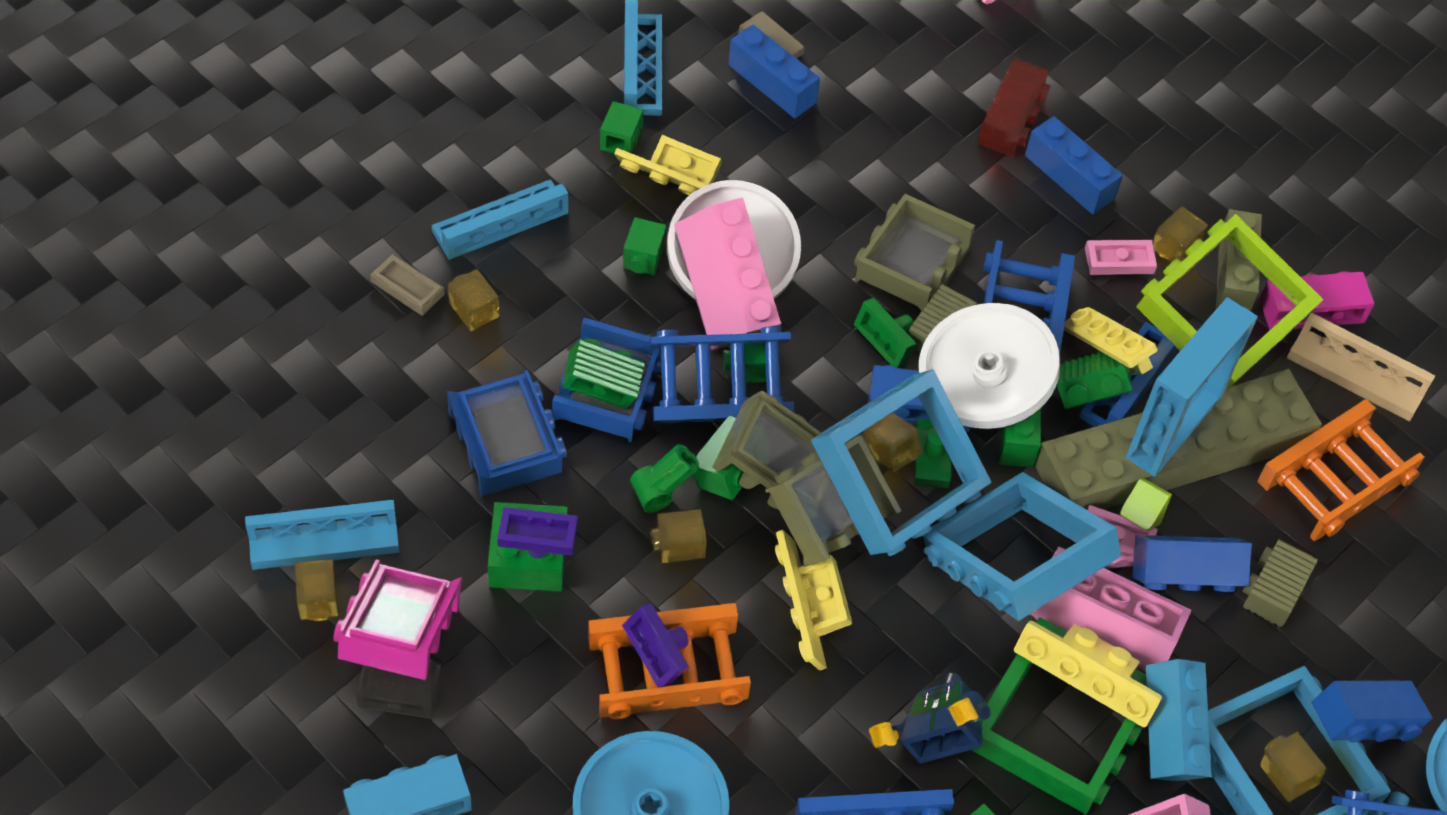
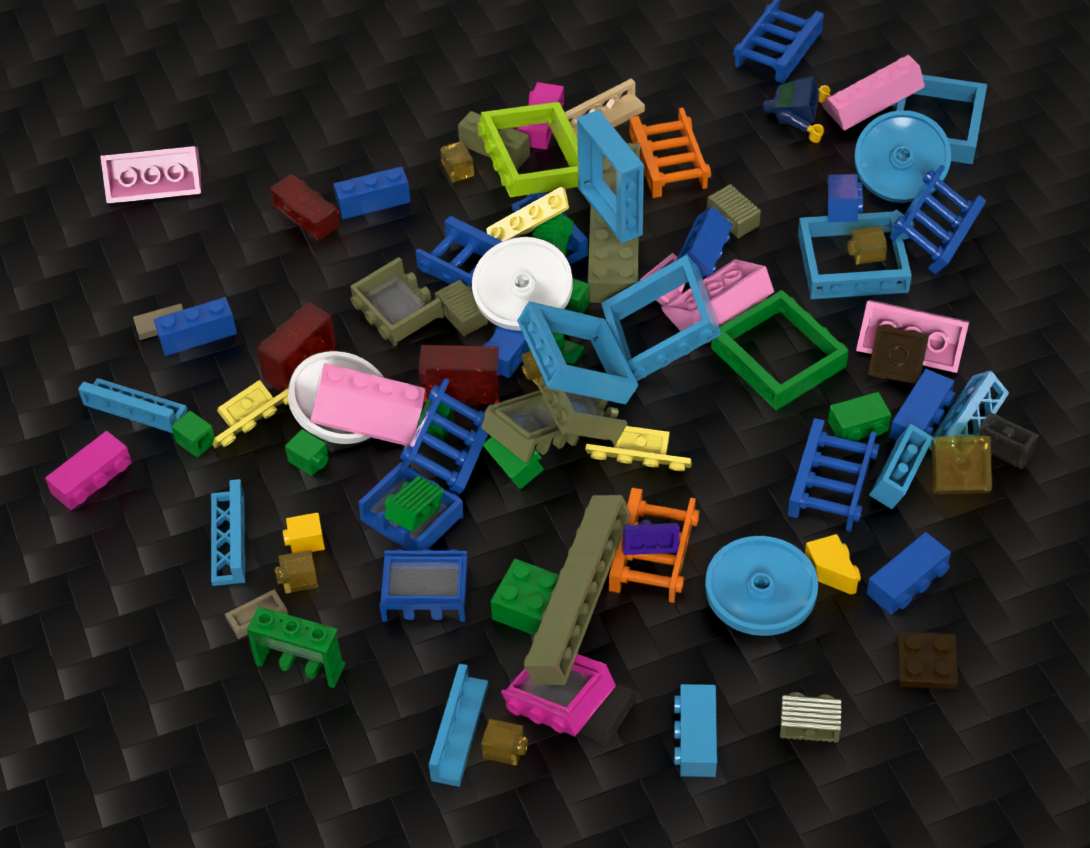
camera: 60 degrees left, 5 degrees down
(356, 331) = (295, 638): none -> green window
(528, 55) = (88, 470): none -> dark pink brick
(528, 287) = (304, 533): none -> yellow brick
(537, 532) = (543, 569): dark purple tile -> none
(540, 586) = (577, 591): none -> olive brick
(657, 482) = (512, 504): green piece -> none
(680, 536) = (559, 507): clear yellow brick -> none
(791, 170) = (300, 337): none -> clear red brick
(825, 355) = (471, 371): none -> clear red brick
(885, 333) = (455, 335): green tile -> none
(939, 723) = (764, 405): dark blue torso -> none
(1091, 667) = (763, 315): light yellow bracket -> none
(1120, 257) = (456, 197): bright pink plate -> none
(1146, 505) = (655, 249): lime slope -> none
(1181, 722) = (814, 288): dark azure brick -> none

